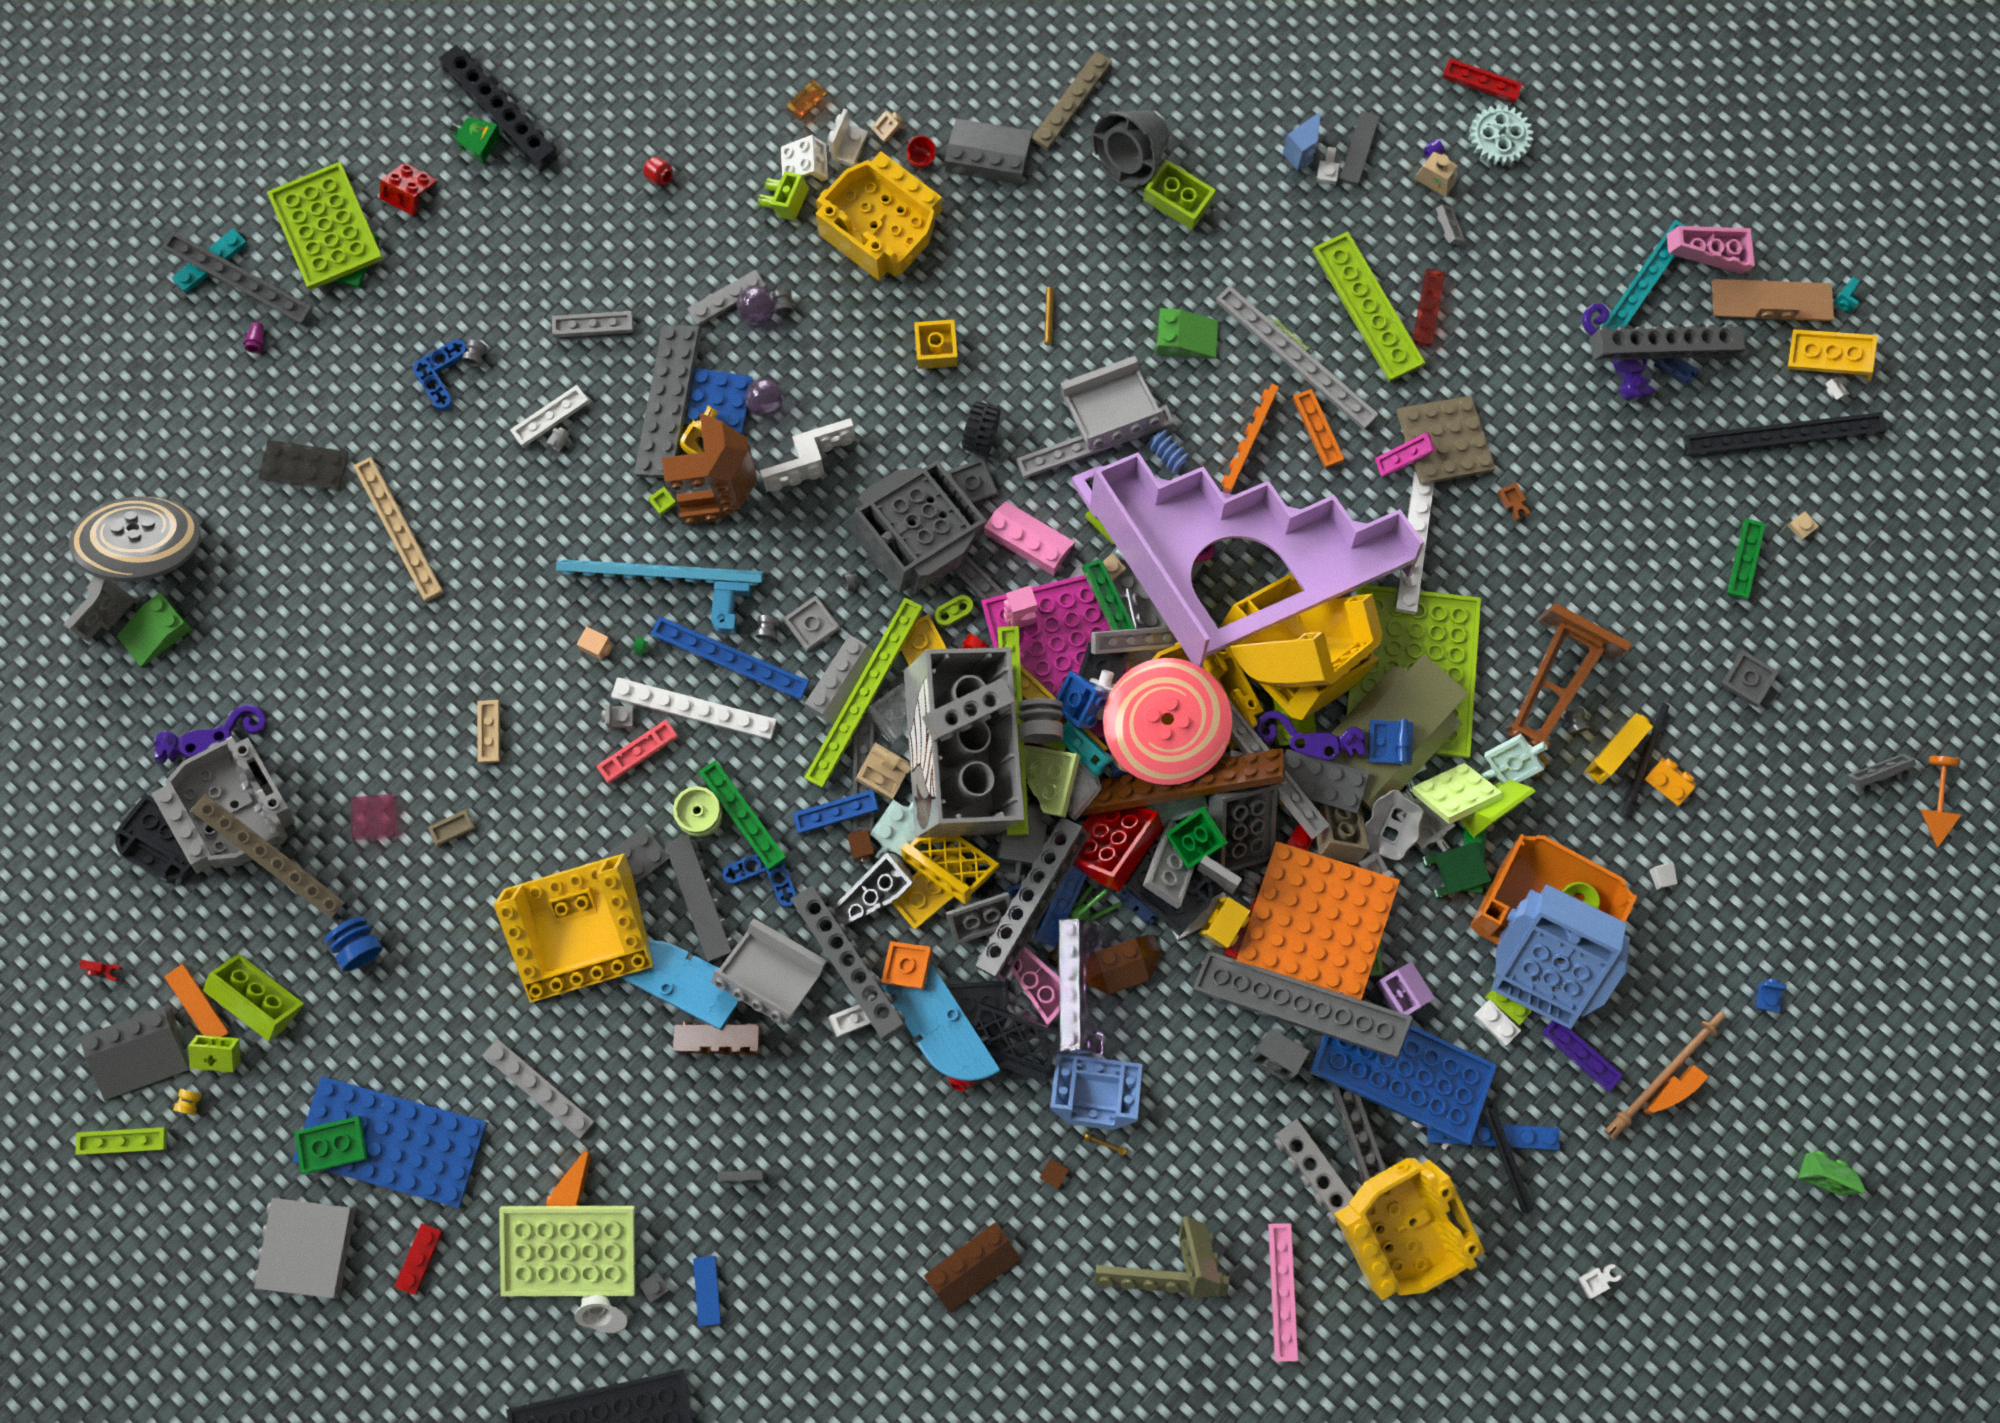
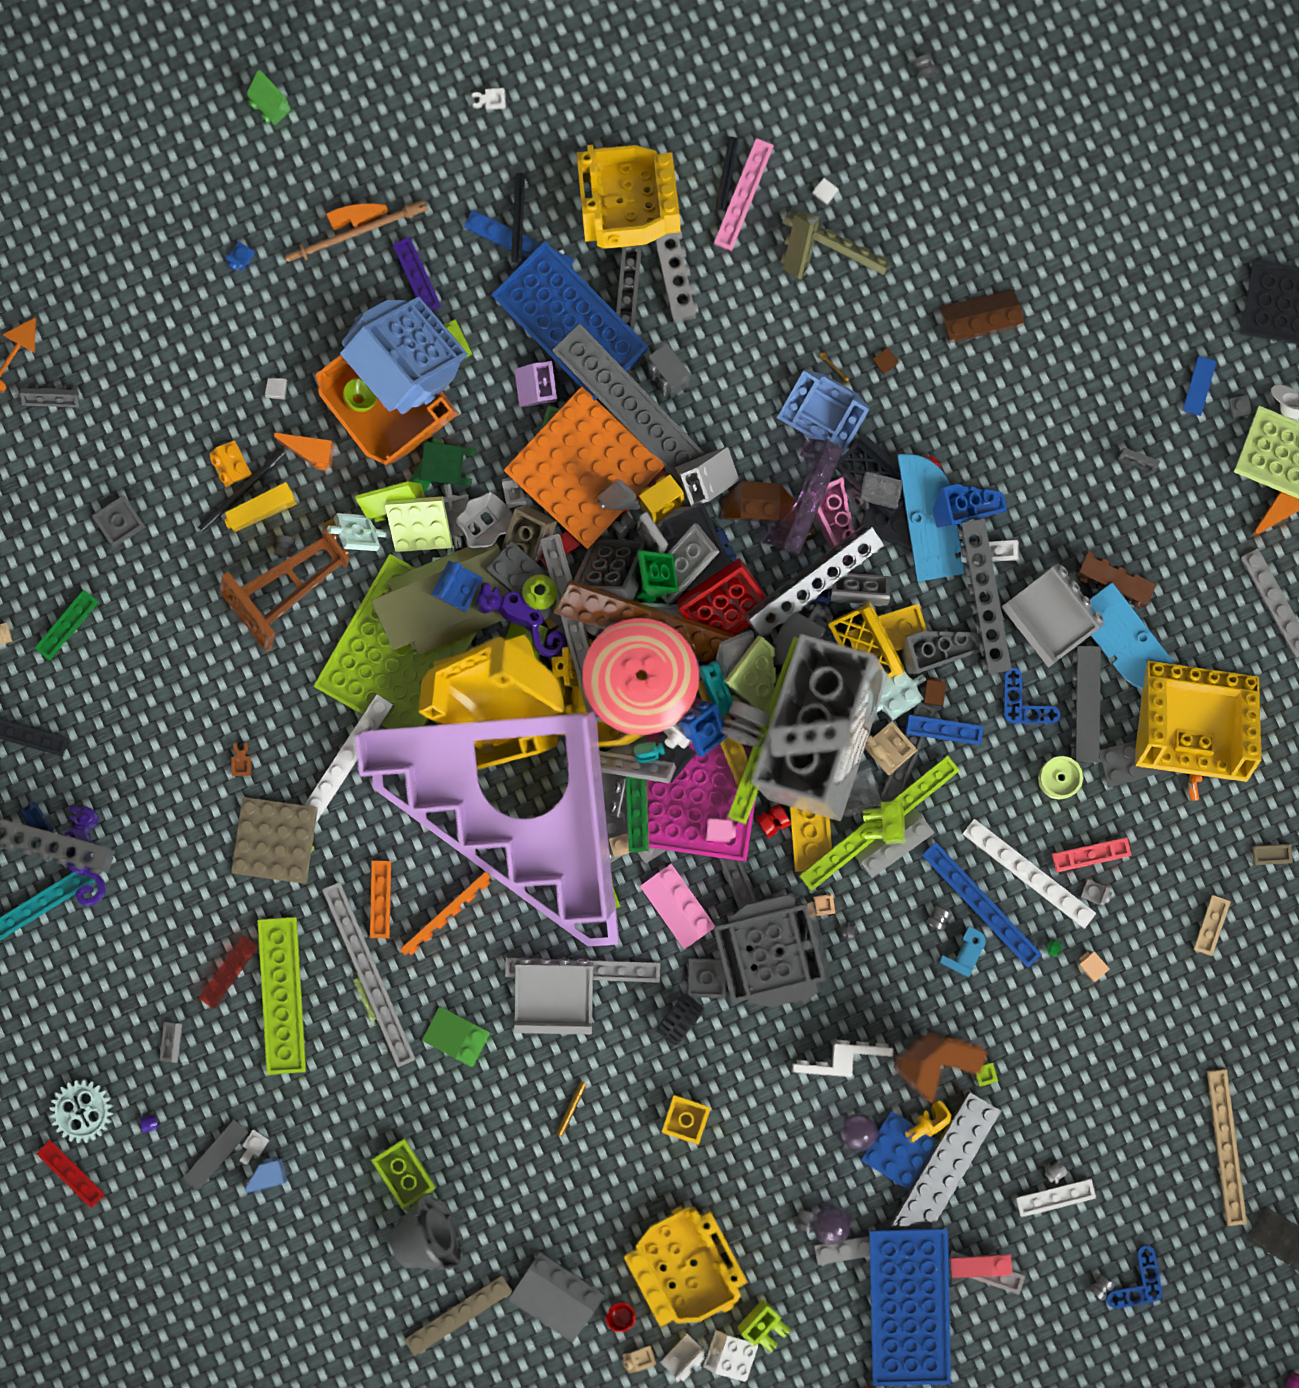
camera: 160 degrees left, 10 degrees up
(558, 860) = (1192, 786): none -> orange arm
(596, 323) = (981, 1266): none -> coral slope
(652, 264) = (910, 1307): none -> blue plate
(670, 573) = (1012, 1009): medium azure plate -> none
(742, 815) = (1024, 760): green plate -> none
(811, 623) = (898, 907): light grey tile -> none
(850, 691) = (893, 822): none -> lime brick
(886, 596) = (824, 905): none -> light nougat tile
(906, 965) = (937, 575): orange plate -> none
(907, 1049) = (963, 503): none -> blue wedge
(952, 609) = (771, 866): lime plate -> none
(1002, 1024) = (881, 490): none -> clear plate
(1060, 906) = (790, 568): blue plate -> none
(1082, 912) = (773, 559): bright green plant -> none
(1125, 658) = (648, 752): none -> teal arm
(1169, 452) = (522, 932): medium blue piece -> none
(1187, 967) = (707, 476): none -> light grey slope
(1197, 1334) = (825, 191): none -> white tile
(1271, 899) = (617, 497): none -> dark grey wedge
(1298, 777) = (536, 601): none -> lime piece
(1311, 1308) = (727, 173): none -> black axle
(1405, 454) = (318, 838): dark pink tile -> none
(1438, 174) = (159, 1096): tan torso -> none
(1497, 1022) = (472, 329): white plate -> none
(1602, 822) = (312, 450): none -> orange slope

